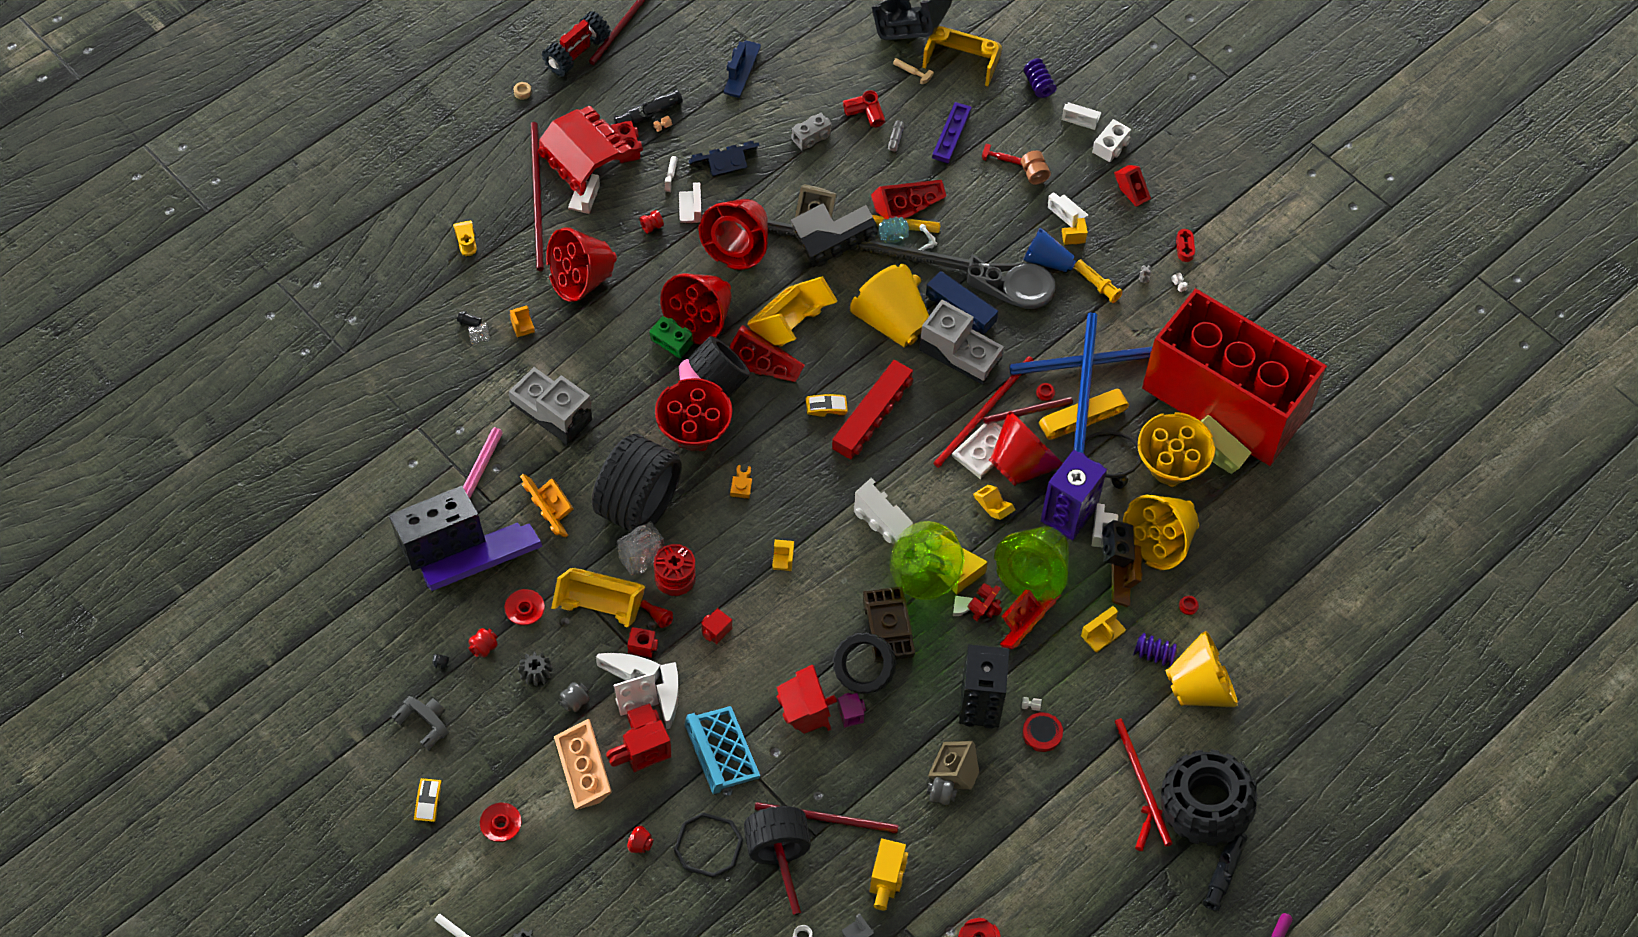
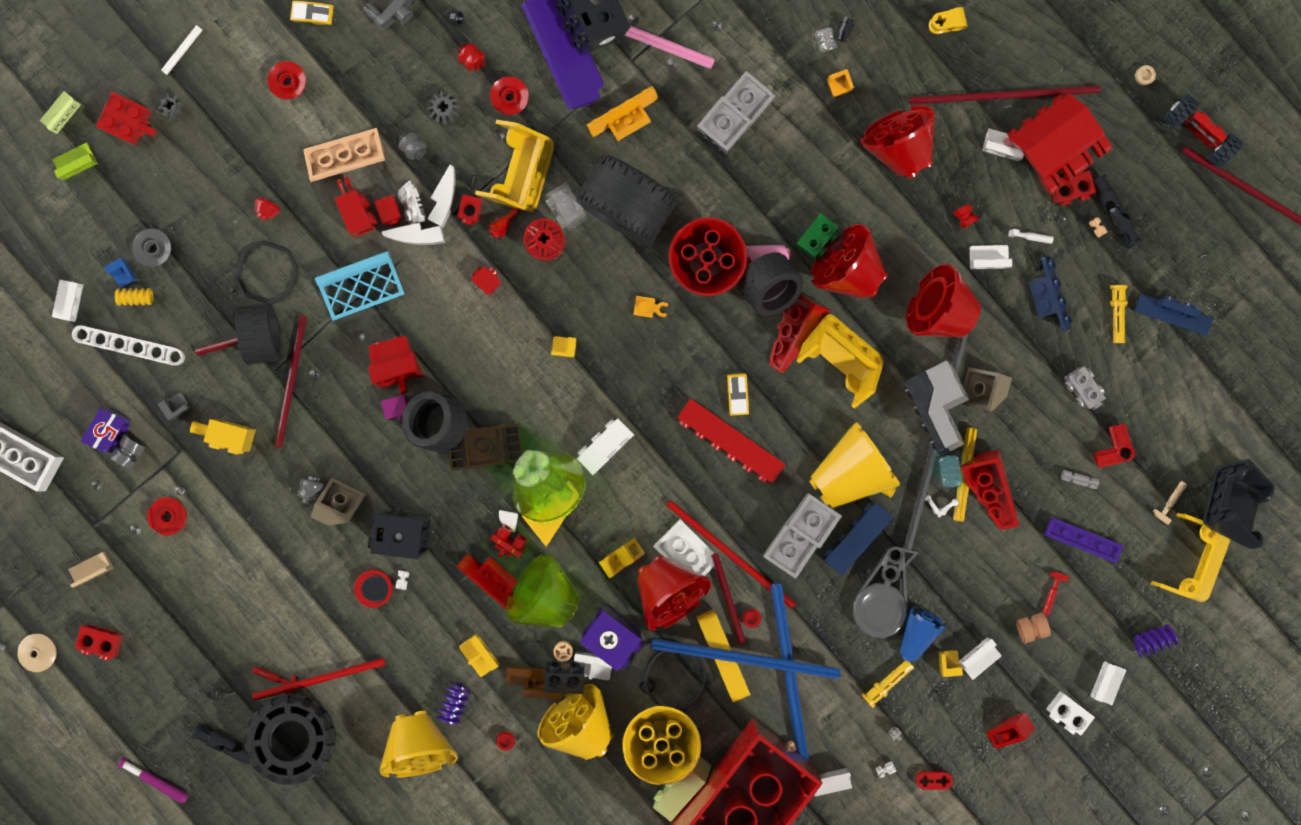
camera: 90 degrees right, 30 degrees up
(733, 107) = (1118, 303): none -> yellow pin
(1090, 548) = (562, 653): none -> light nougat wheel

